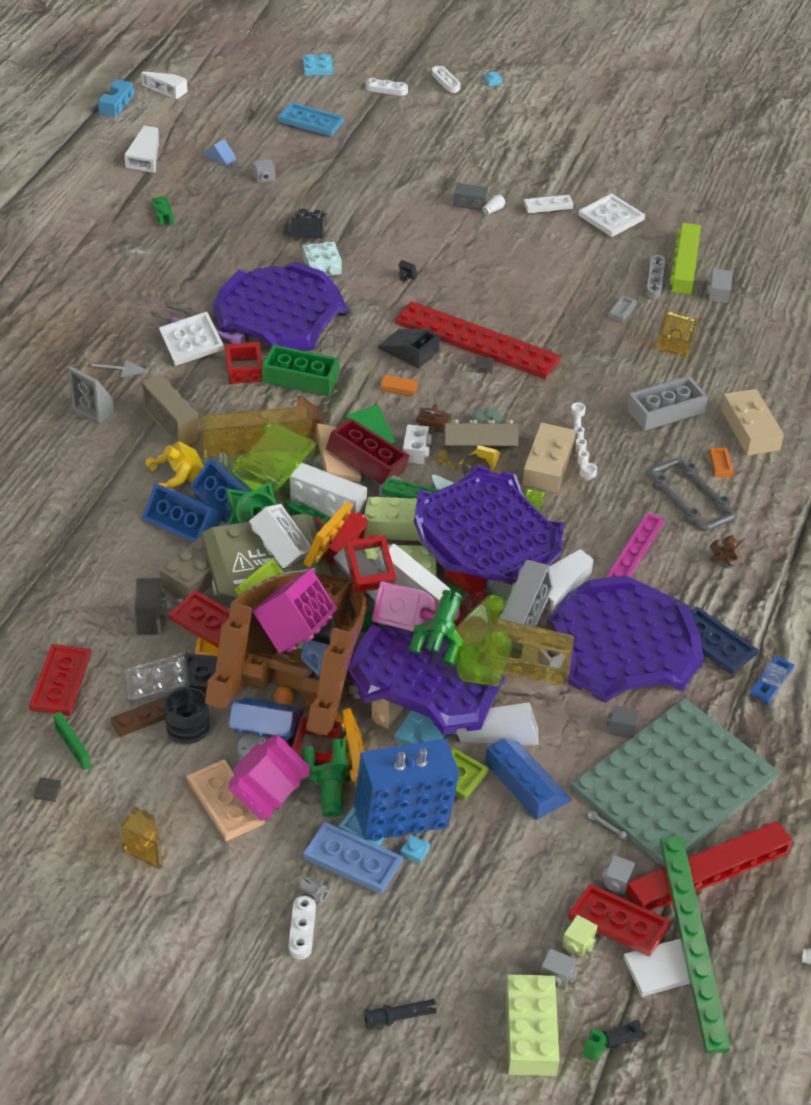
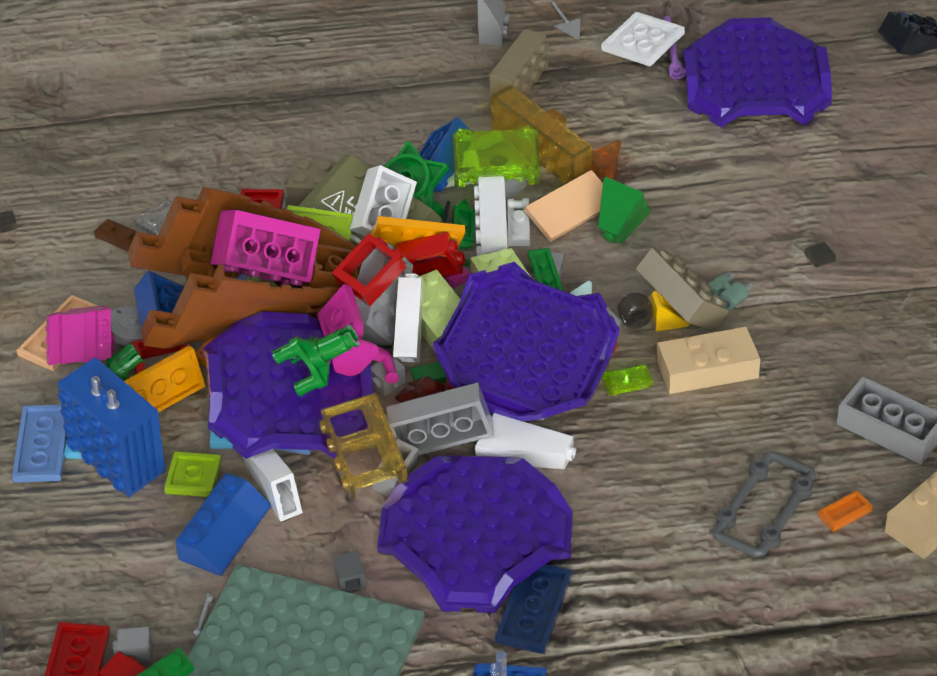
camera: 65 degrees right, 0 degrees up
(60, 679) = (131, 169): red plate -> none
(71, 741) = (63, 208): green tile -> none
(150, 606) = (247, 170): clear smoke brick -> none
(180, 513) = (390, 136): blue slope -> none
(182, 460) = (454, 105): yellow torso -> none
(186, 715) = (119, 261): black wheel -> none
(243, 352) = (663, 89): red window -> none
(300, 370) = (665, 127): green brick -> none
(323, 257) = (859, 66): light aqua brick -> none
(367, 451) = (577, 219): dark red brick -> none
(399, 385) = (722, 207): orange tile -> none
(407, 270) = (912, 133): black tile -> none
(412, 345) = (787, 189): black slope -> none
(415, 849) = (81, 483): medium azure plate -> none
(416, 443) = (630, 252): white brick -> none
(433, 417) = (686, 248): reddish brown hips -> none
(442, 459) = (637, 283): clear yellow hand -> none
(479, 340) = (859, 235): red plate -> none
(483, 651) = (307, 405): clear neon green windscreen -> none
(579, 937) = (35, 643): yellowish green brick -> none
(587, 470) = (703, 394): white bar -> none
(637, 546) = (624, 487): dark pink plate -> none
(727, 550) = (680, 565): reddish brown hips -> none

